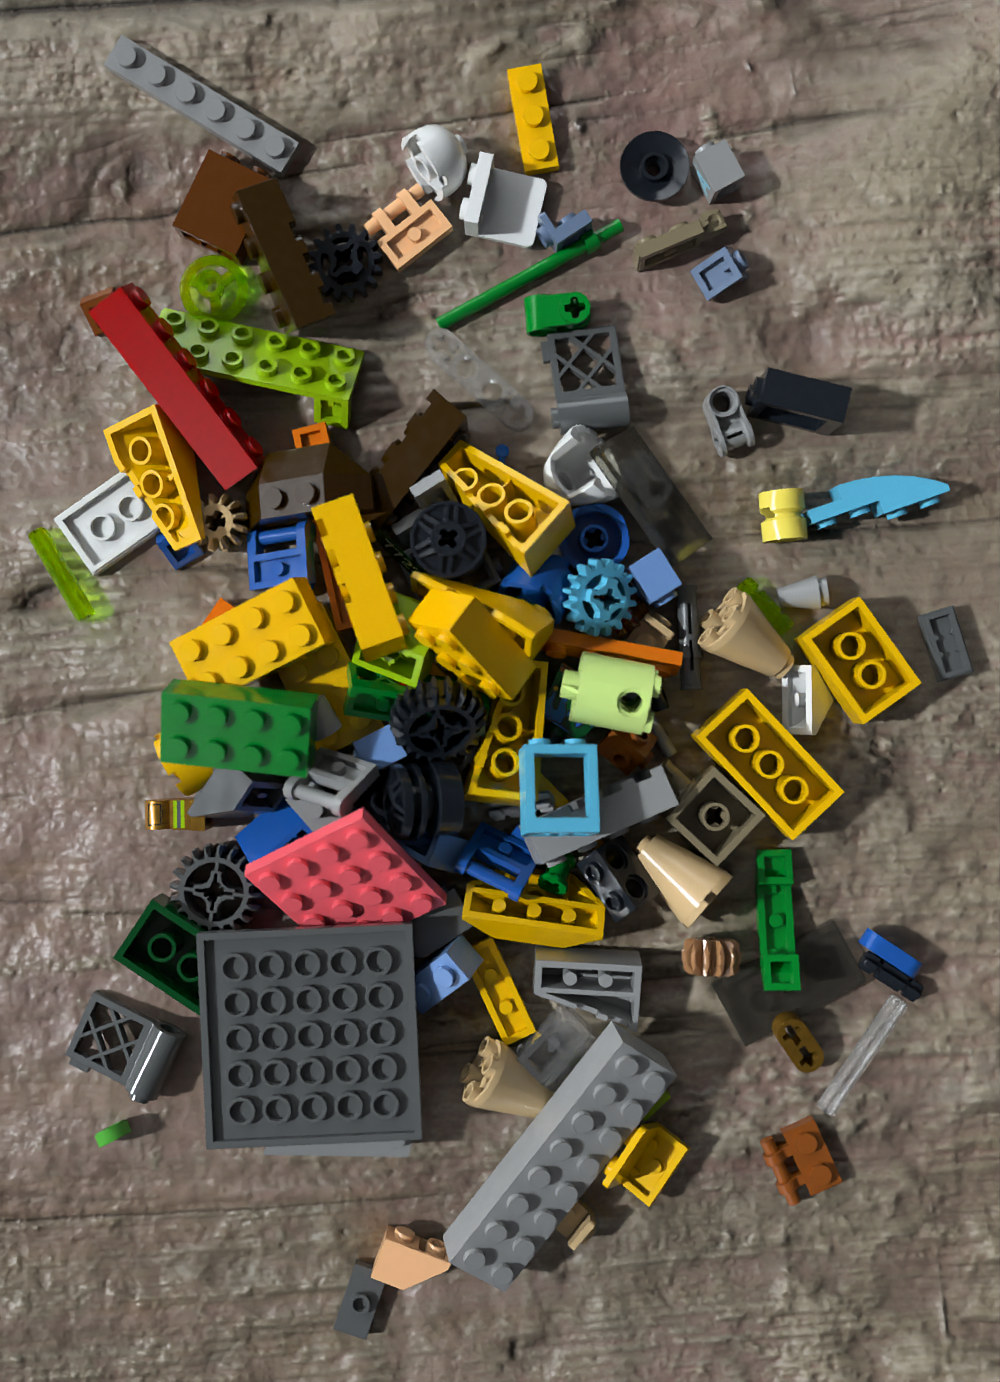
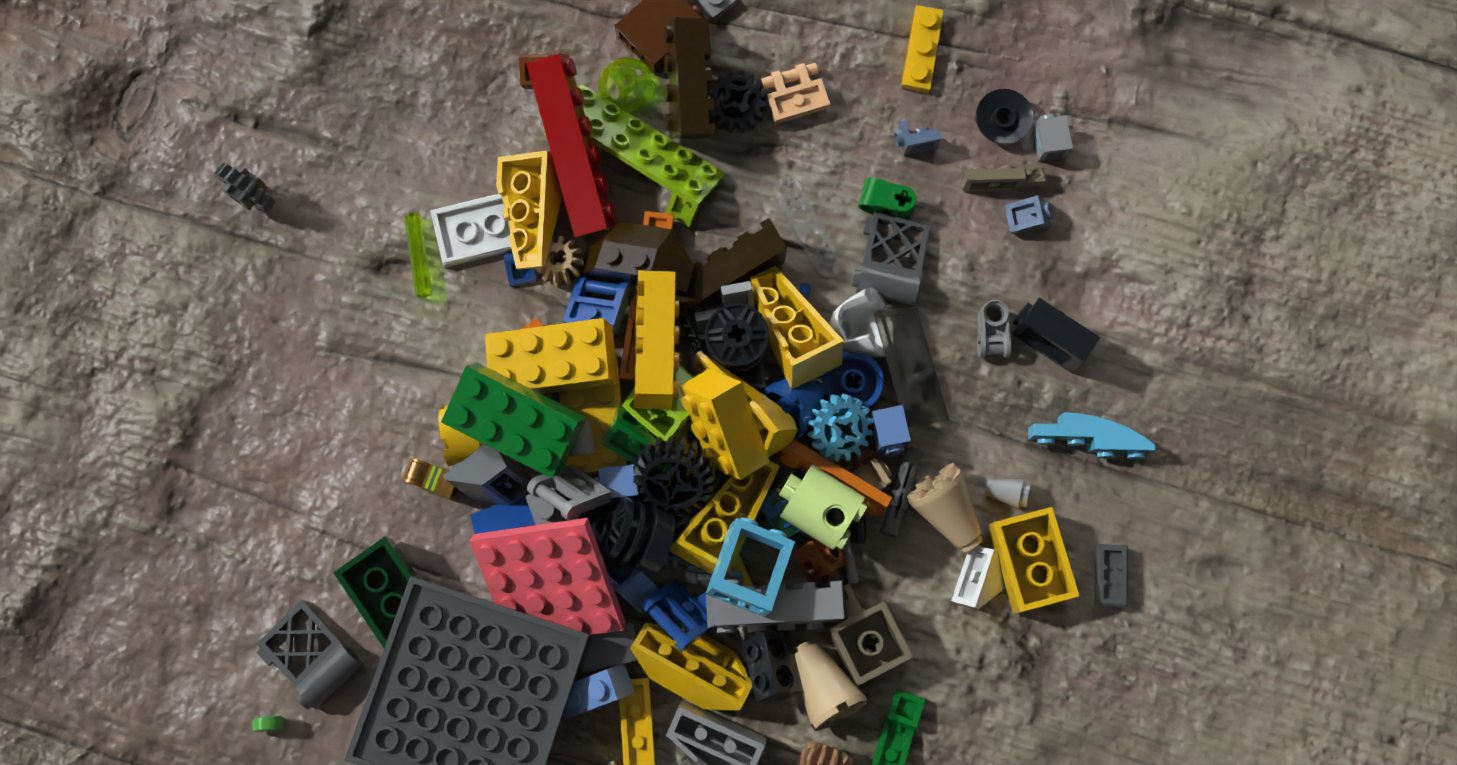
camera: 20 degrees right, 10 degrees down
(219, 874) = (415, 540): dark grey gear -> none
(436, 159) = (836, 51): white cylinder -> none
(502, 204) = (874, 102): white bracket -> none
(555, 878) = (720, 646): green bush -> none
(588, 243) = (932, 155): green bar -> none
(767, 763) = (929, 617): yellow brick -> none
(770, 609) = (975, 490): clear neon green axle -> none
(783, 515) = (1012, 421): light yellow wheel -> none

